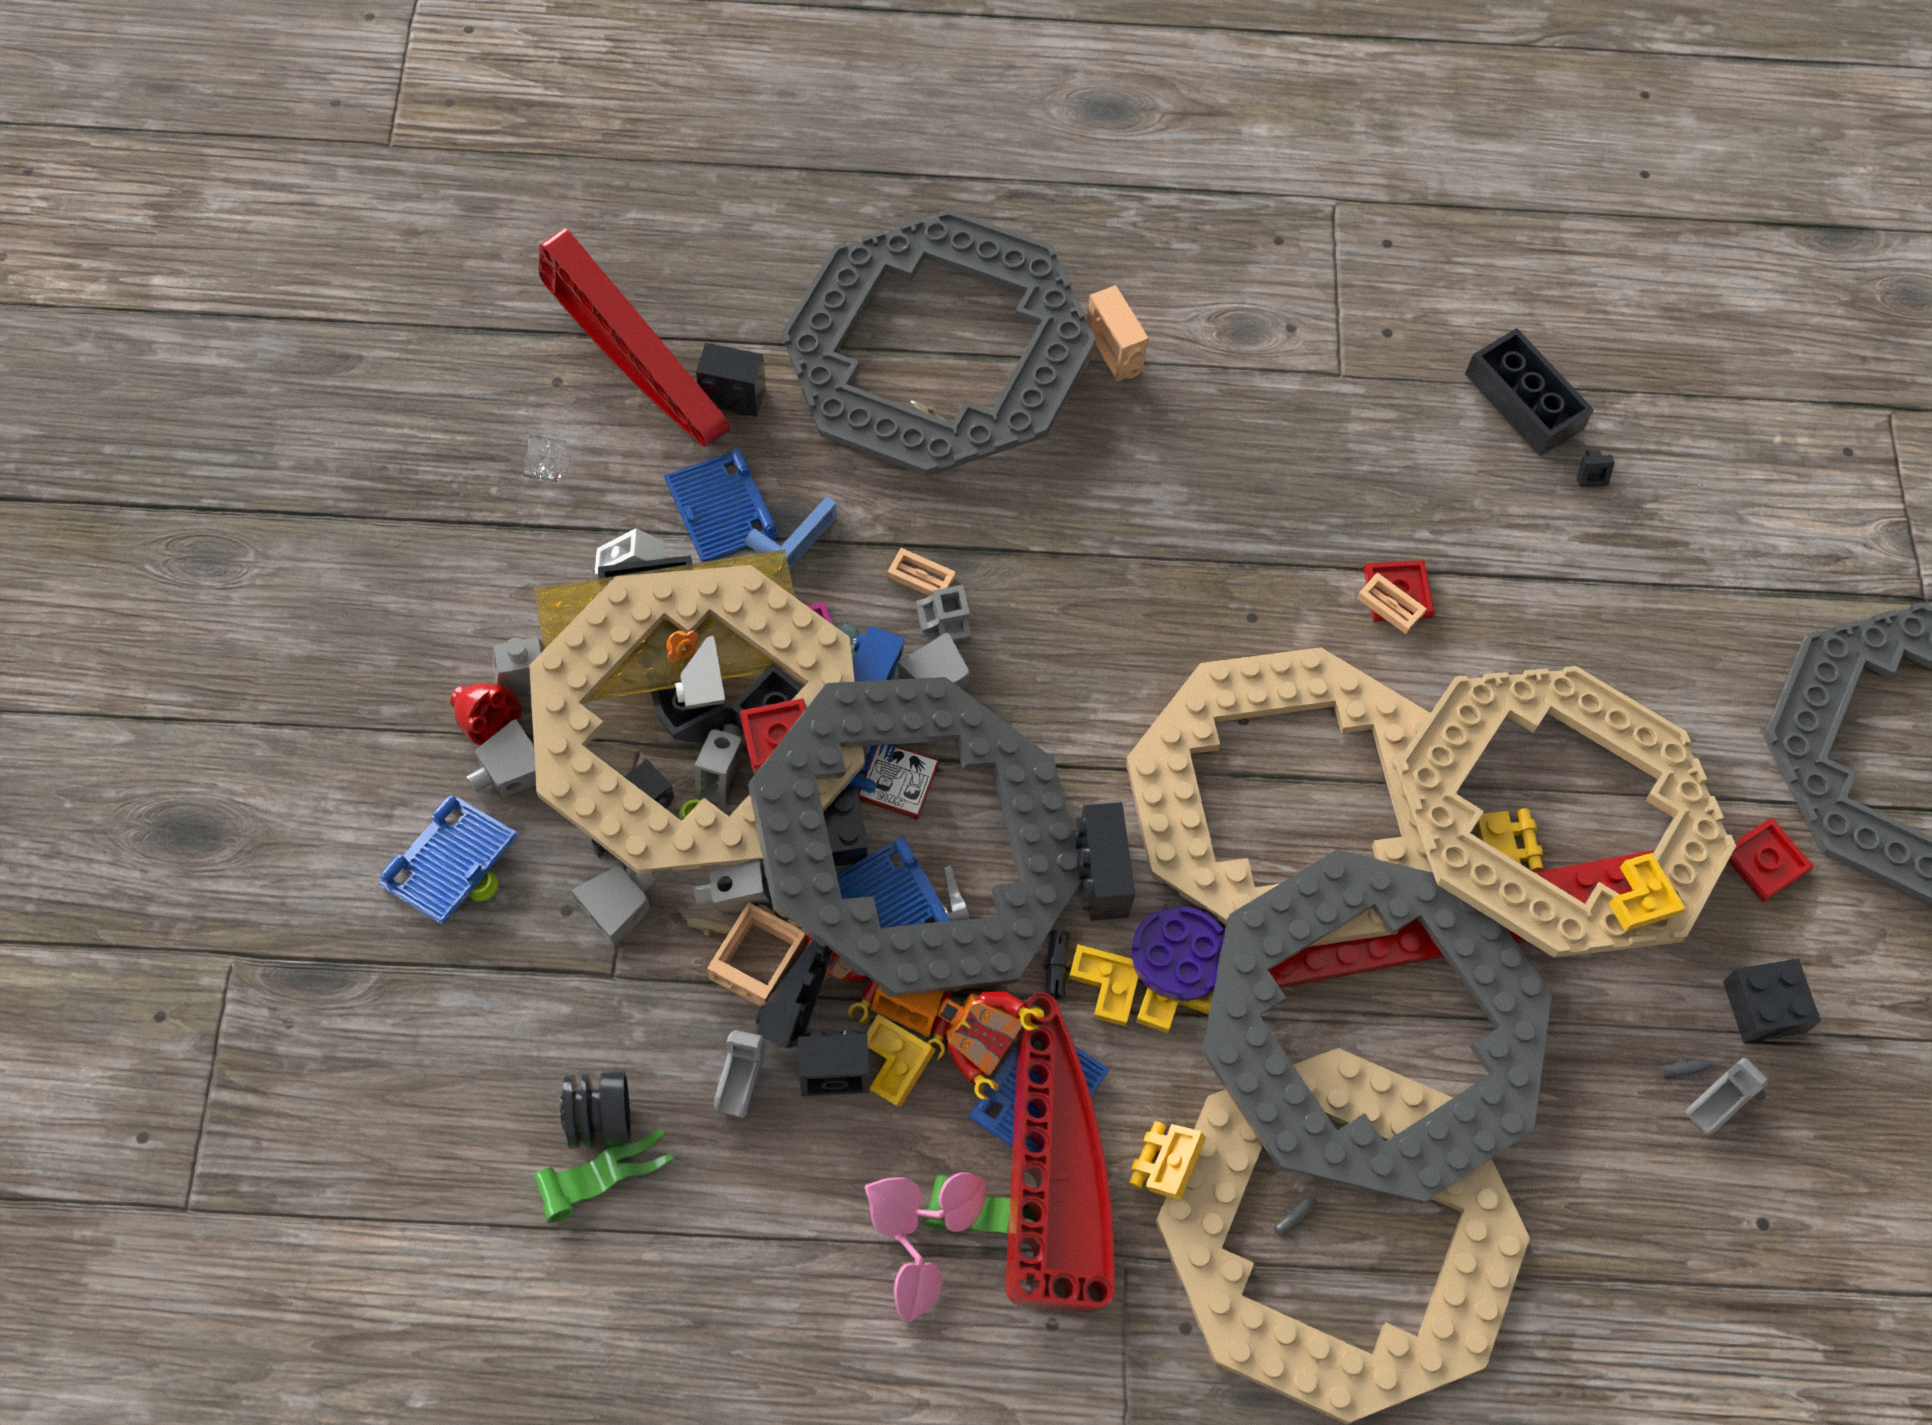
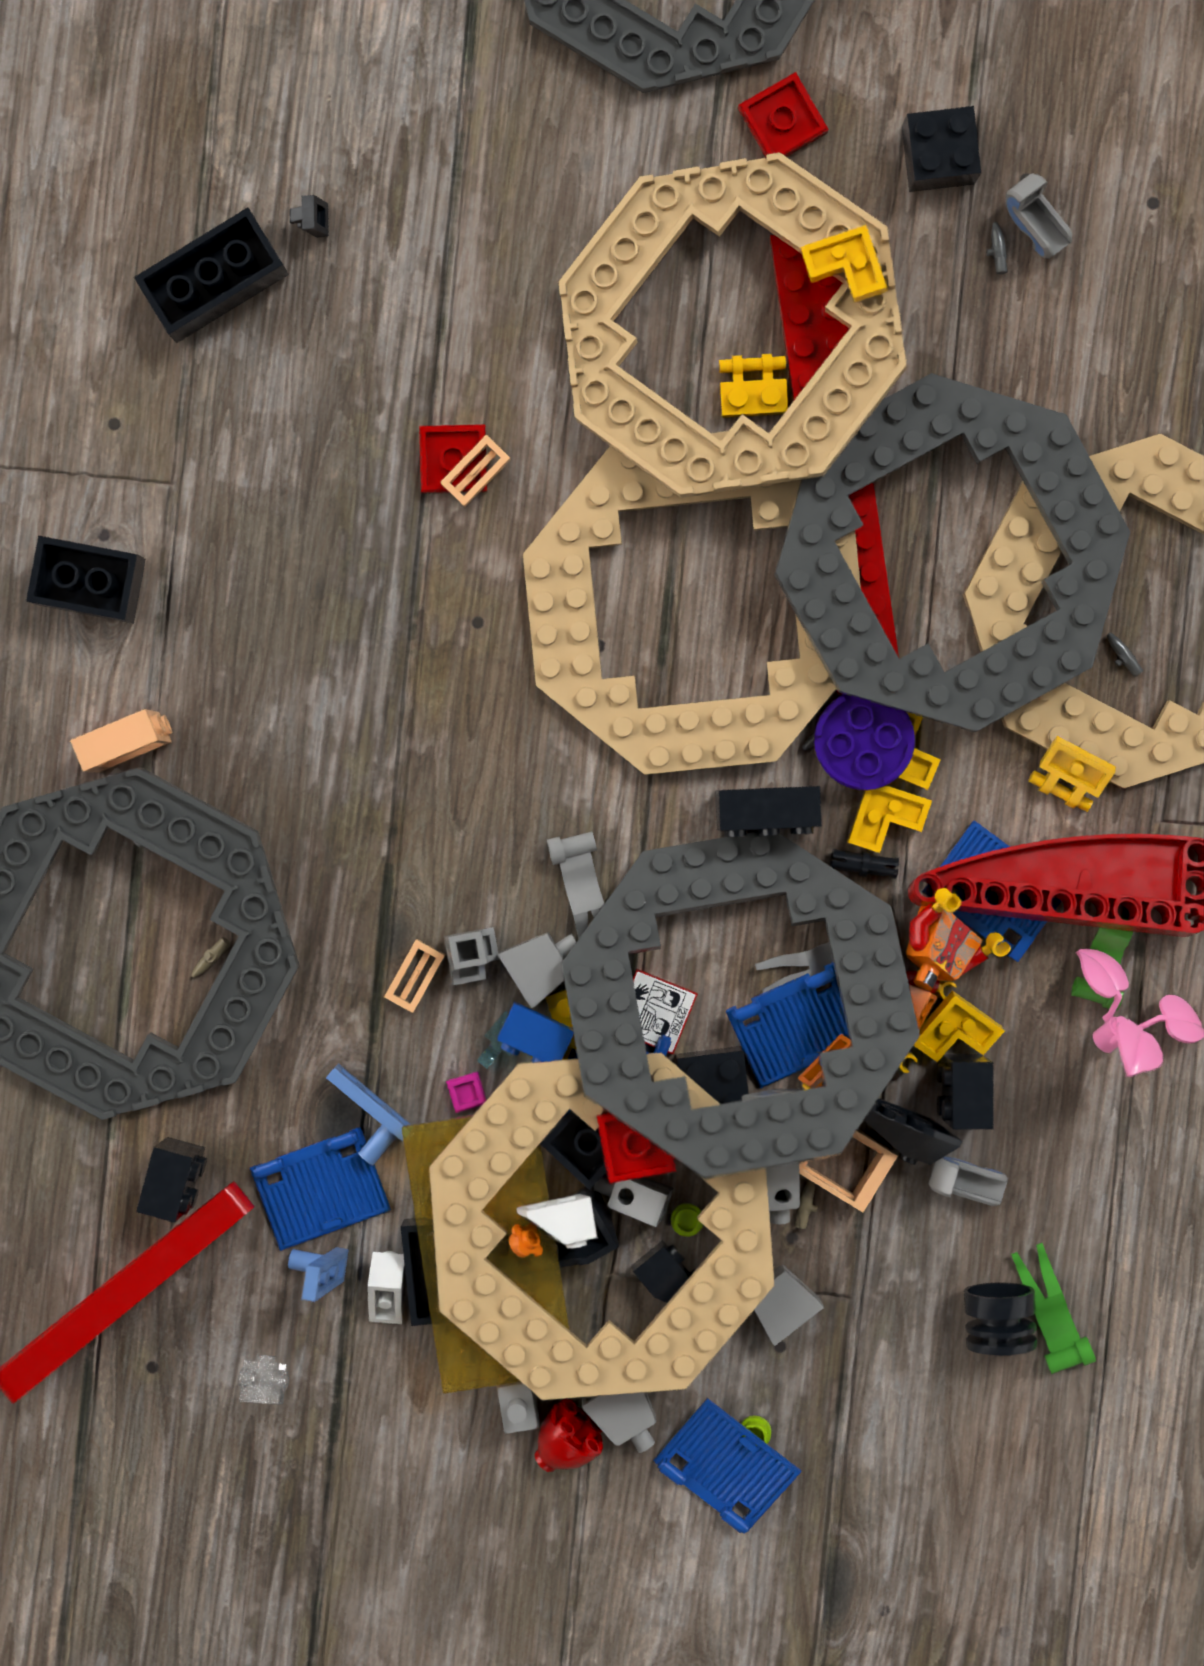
camera: 80 degrees left, 25 degrees up
(647, 494) = (322, 1271): none -> medium blue piece
(1030, 705) = (578, 875): none -> light grey flag
(1252, 307) = (85, 579): none -> black brick

